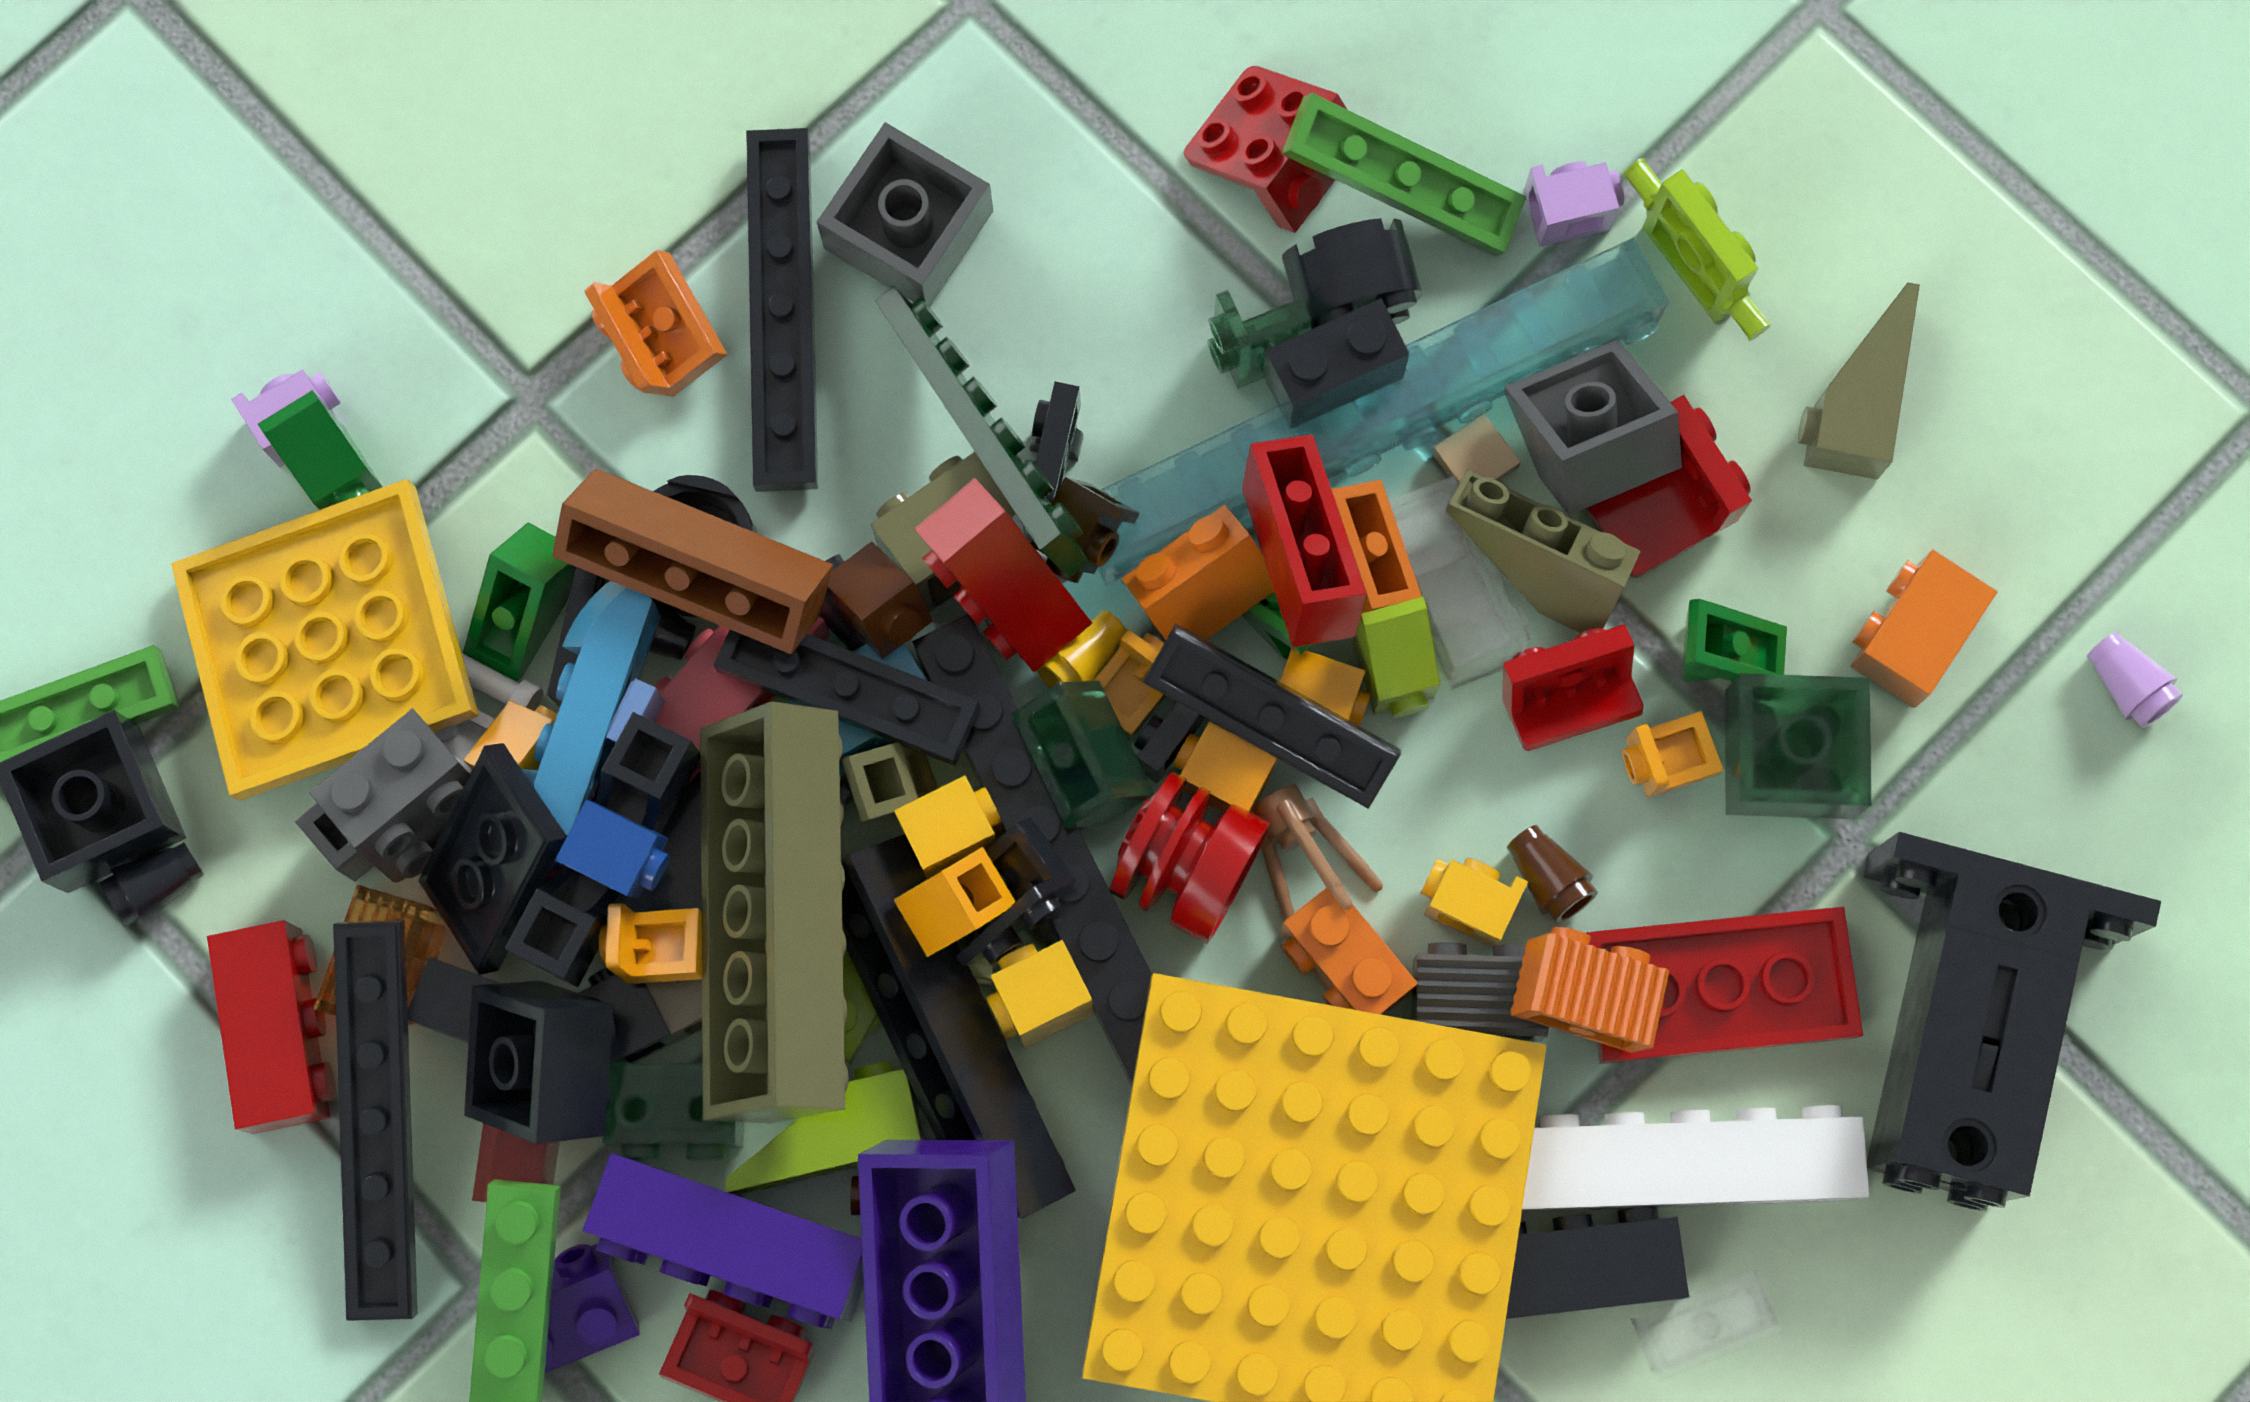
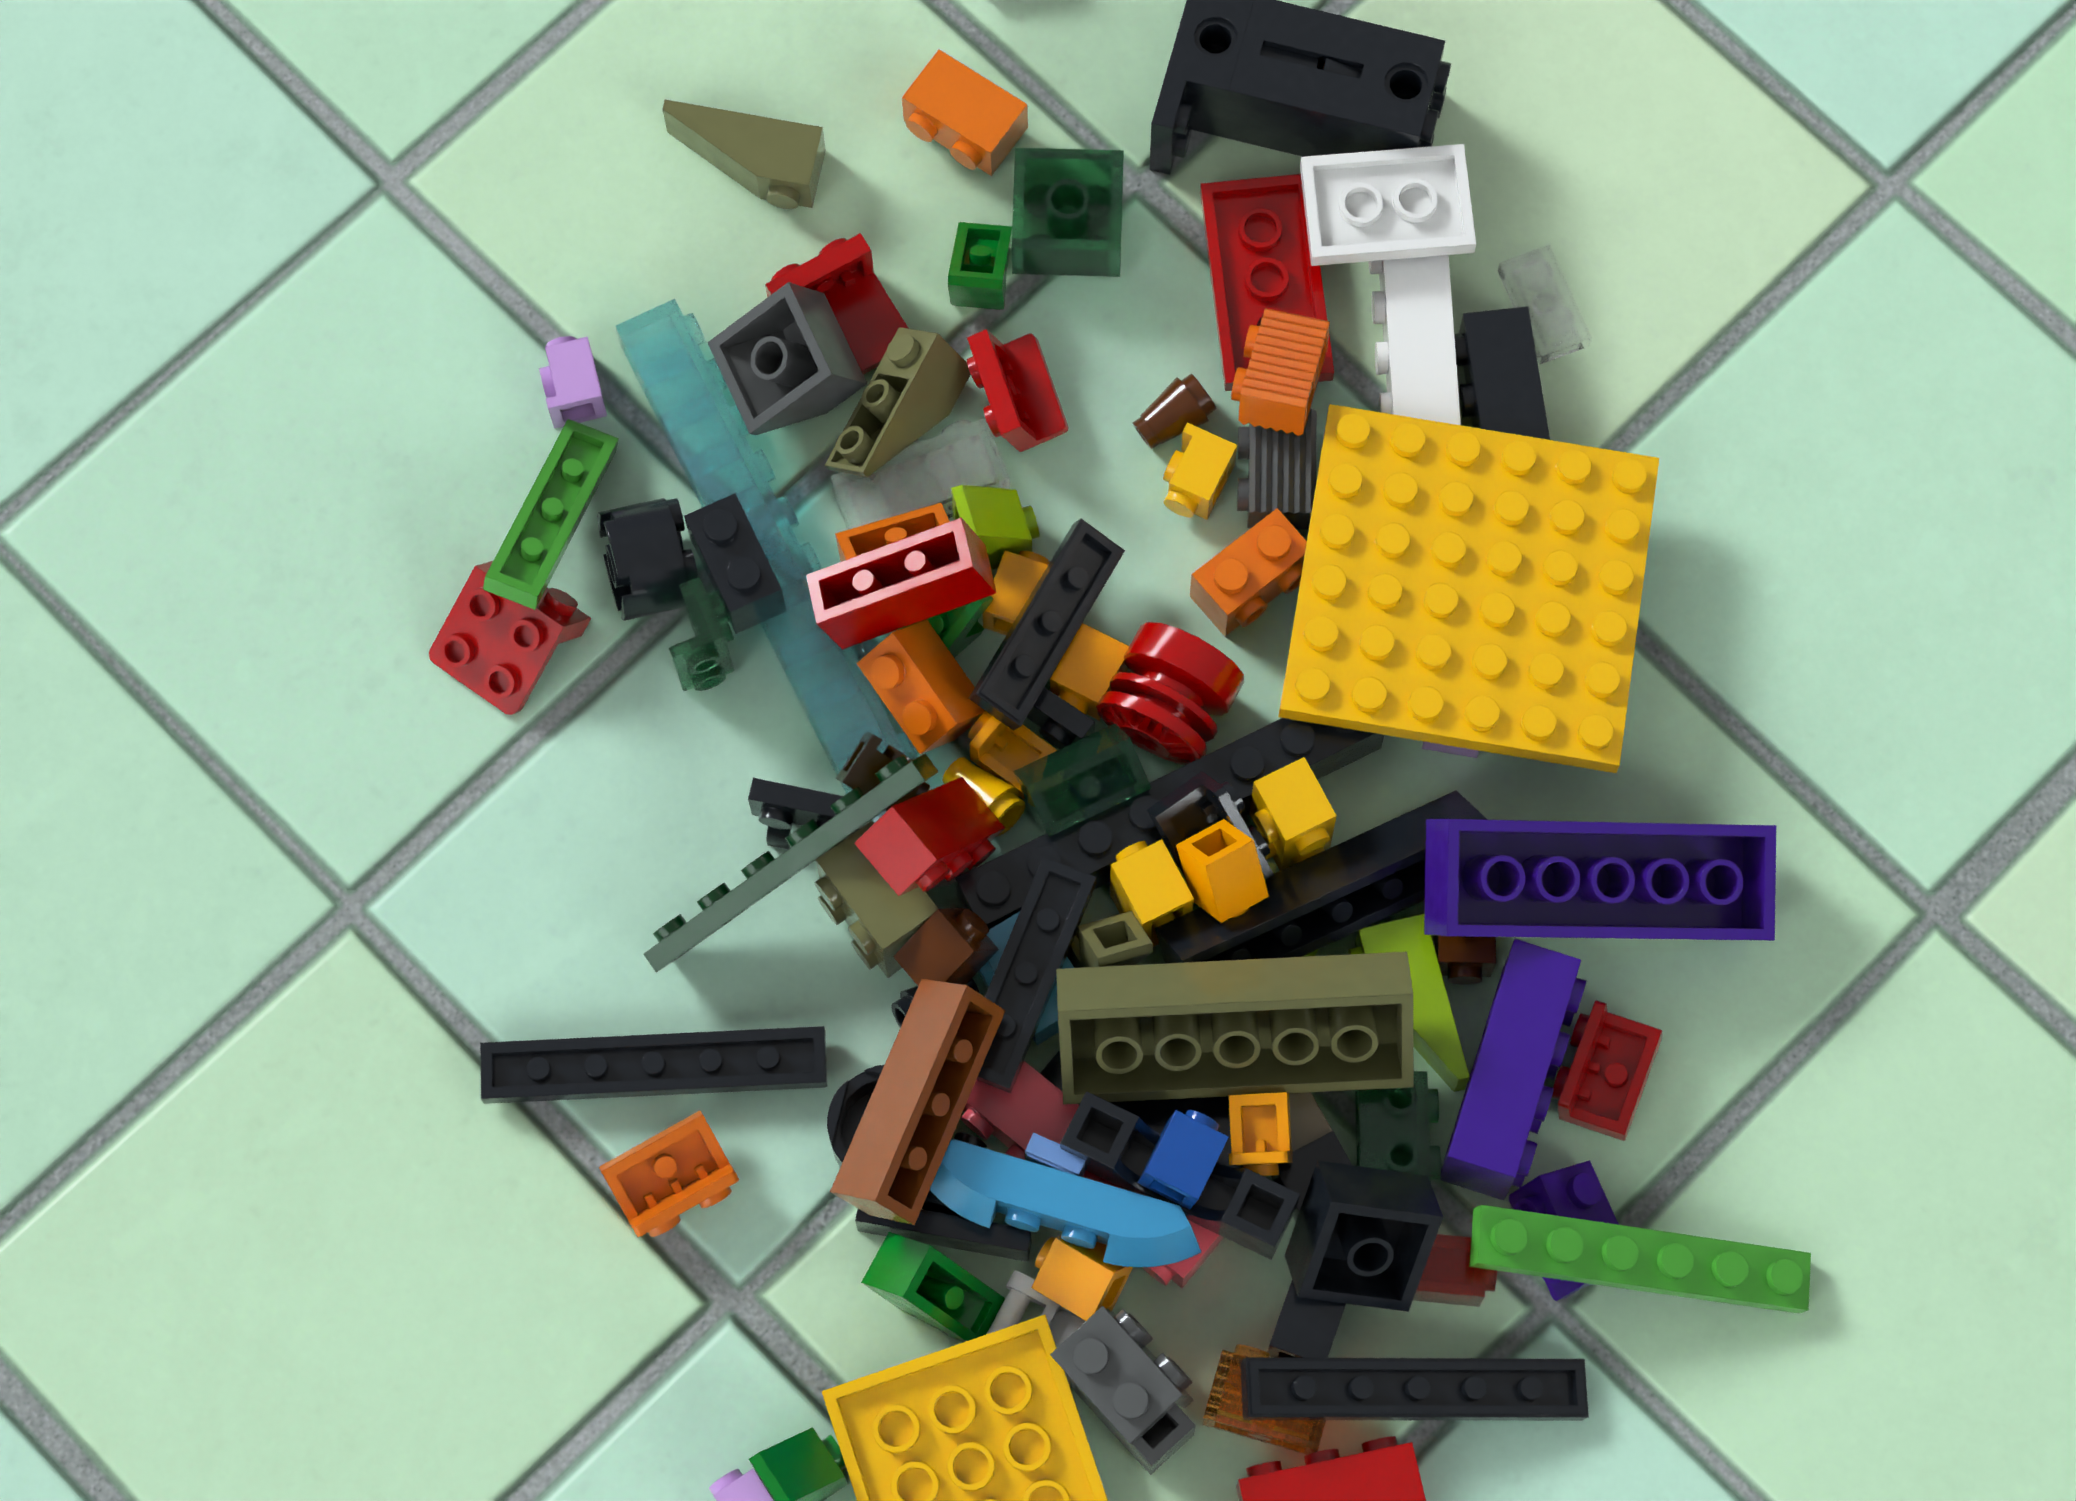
camera: 90 degrees left, 5 degrees down
(491, 857) = (1183, 1284): black tile -> none
(905, 215) = (573, 947): dark grey brick -> none
(1293, 826) = (1132, 611): medium nougat plant -> none
(1478, 449) = (801, 468): tan tile -> none
(1671, 755) = (1071, 314): light orange bracket -> none
(1699, 245) = (626, 272): lime plate -> none
(1812, 1124) = (1387, 204): none -> white plate

